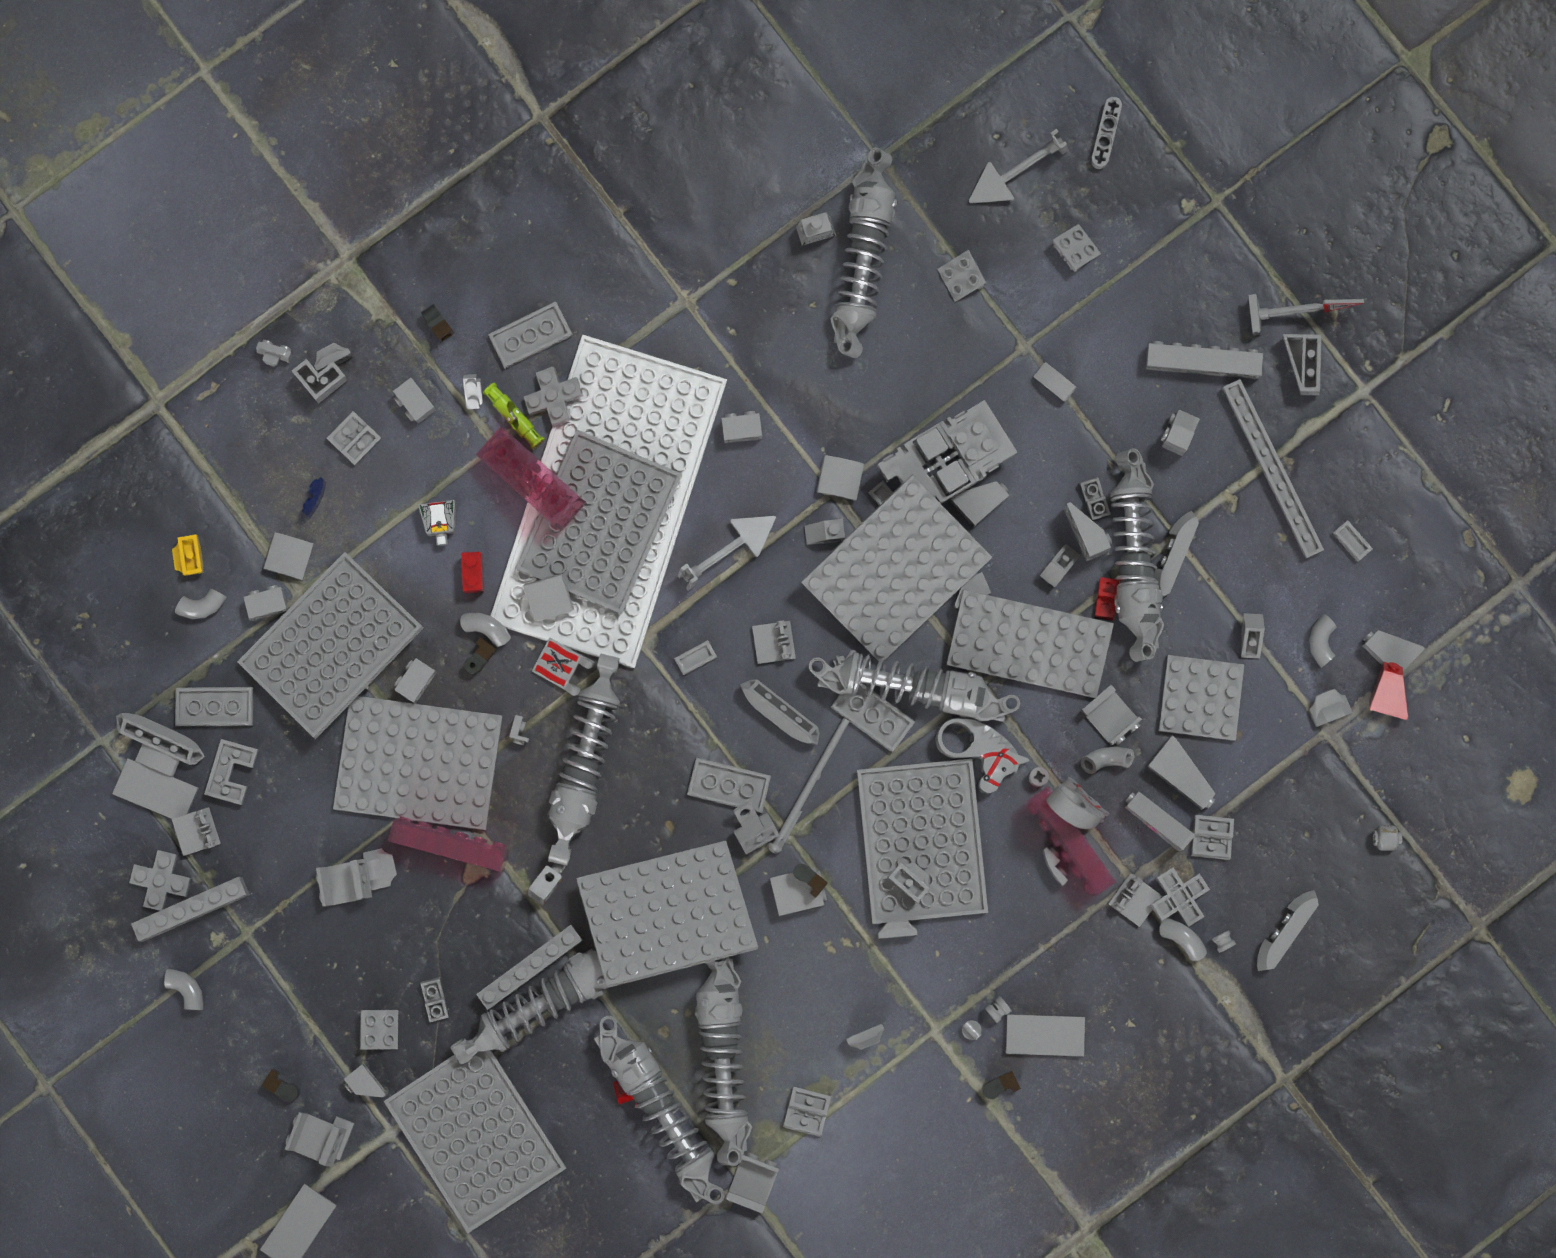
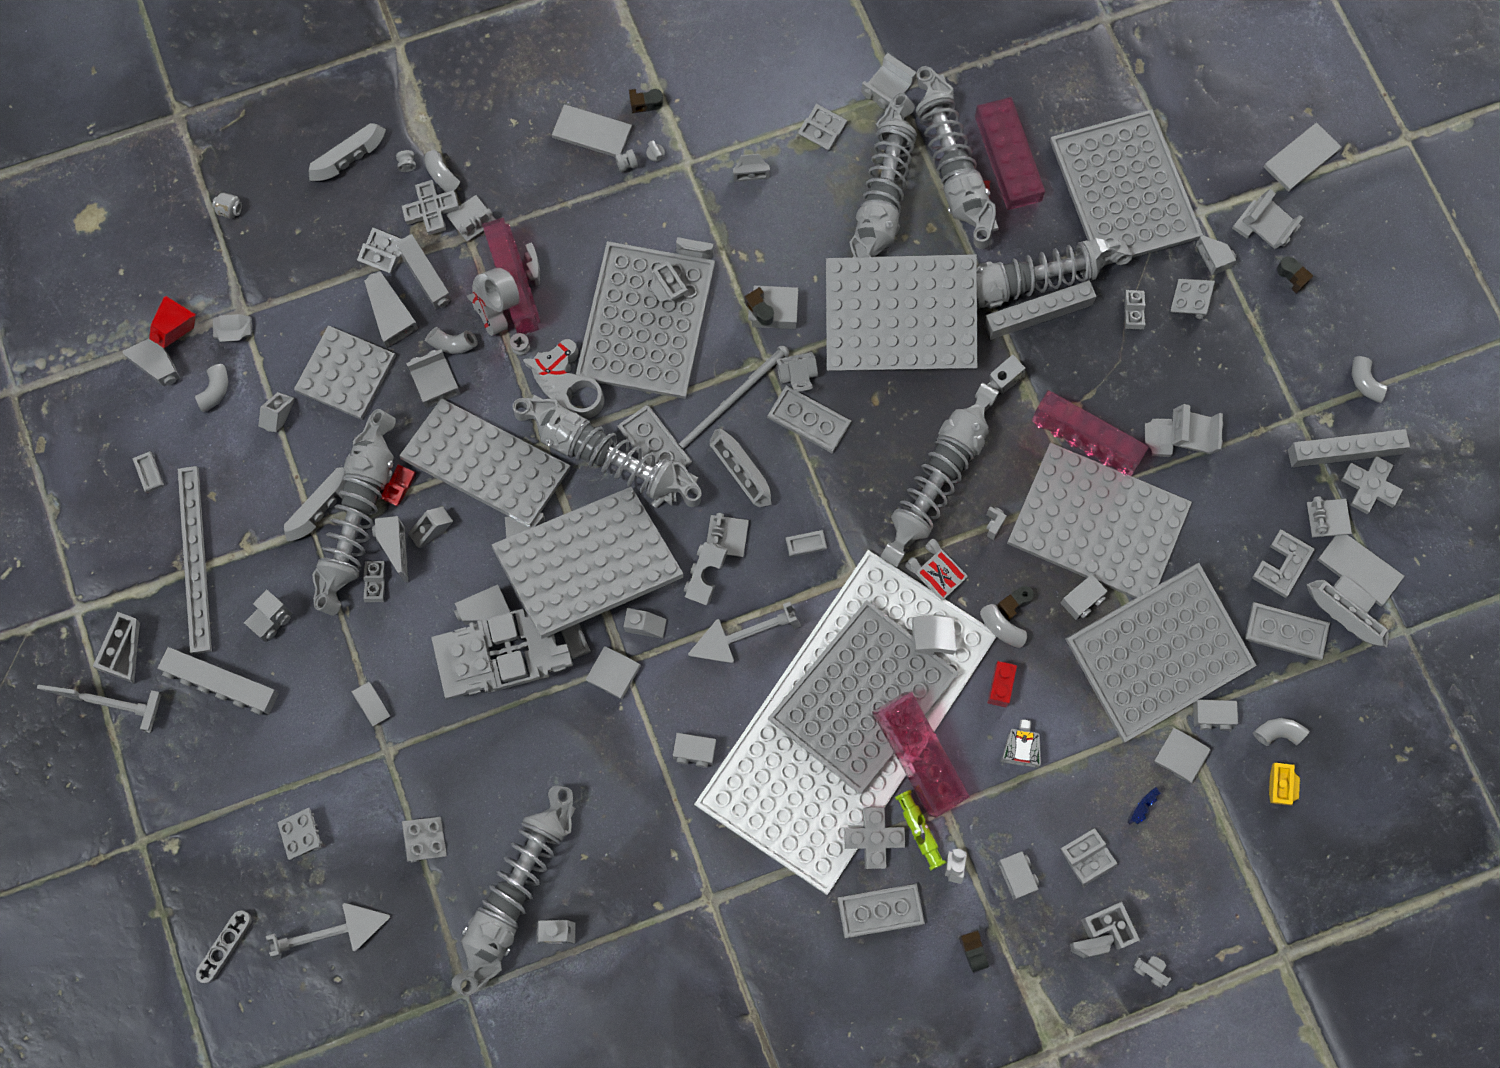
camera: 165 degrees left, 10 degrees down
(604, 1136) = (1009, 153): none -> clear pink brick
(782, 580) = (698, 588): none -> light grey arch

